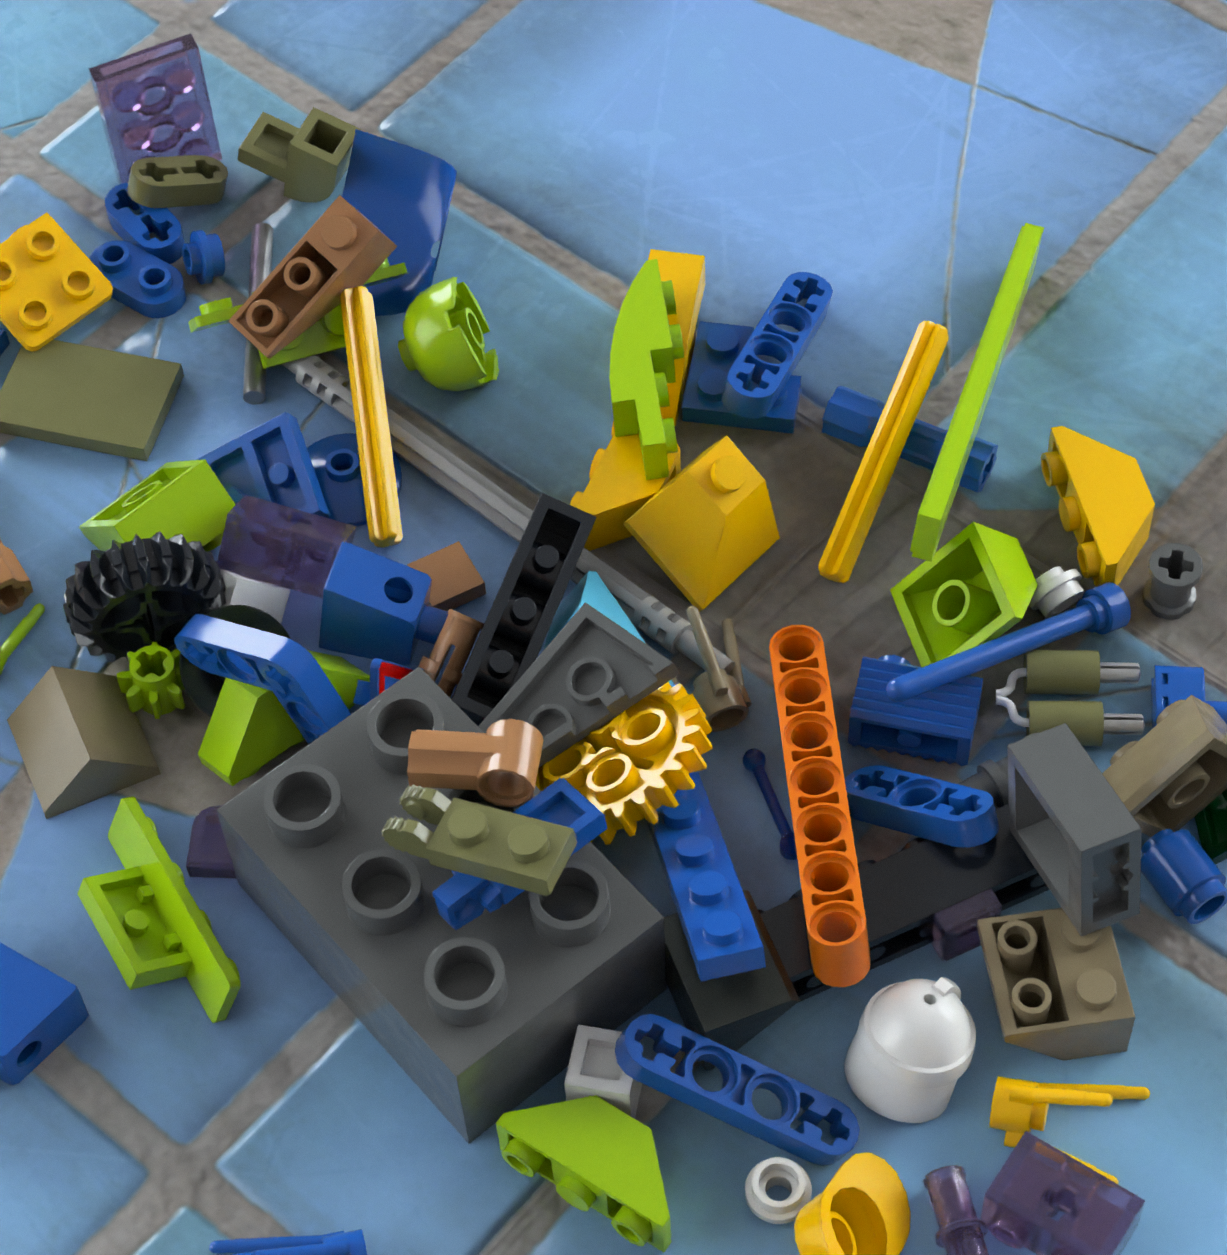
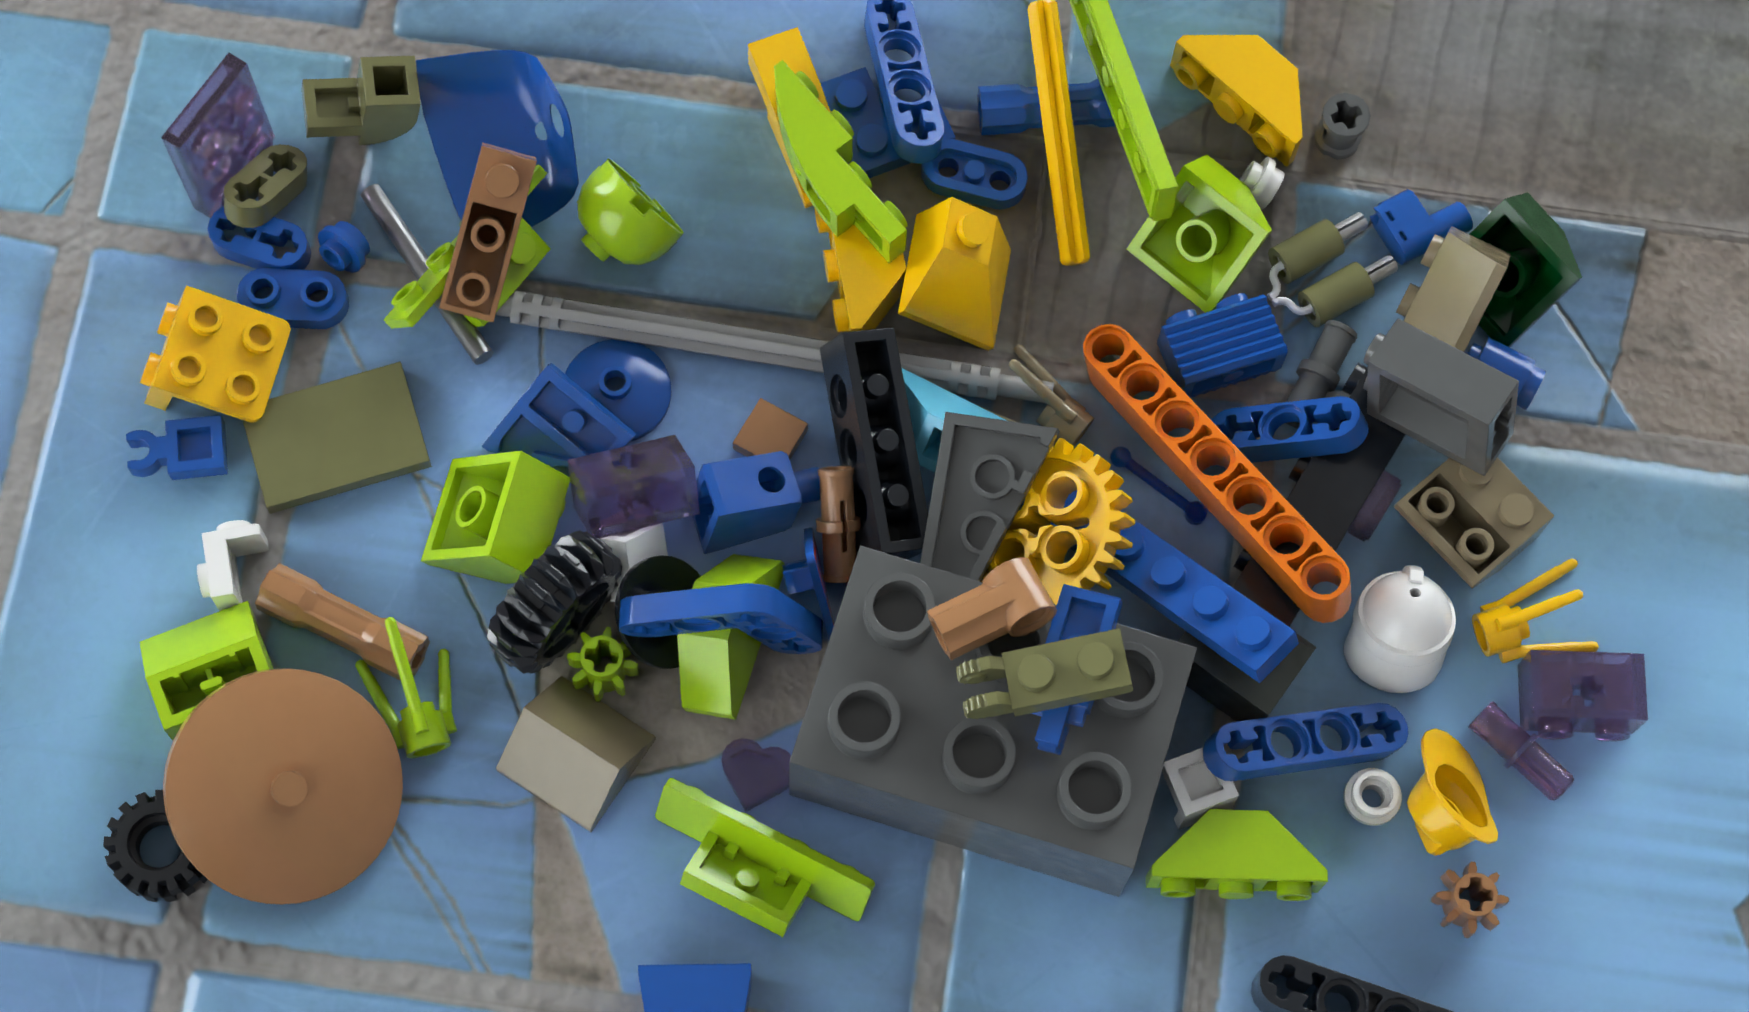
camera: 40 degrees left, 15 degrees up
(371, 417) = (613, 325): yellow axle -> none
(794, 458) = (975, 171): none -> blue plate
(1099, 611) = (1302, 183): blue piece -> none

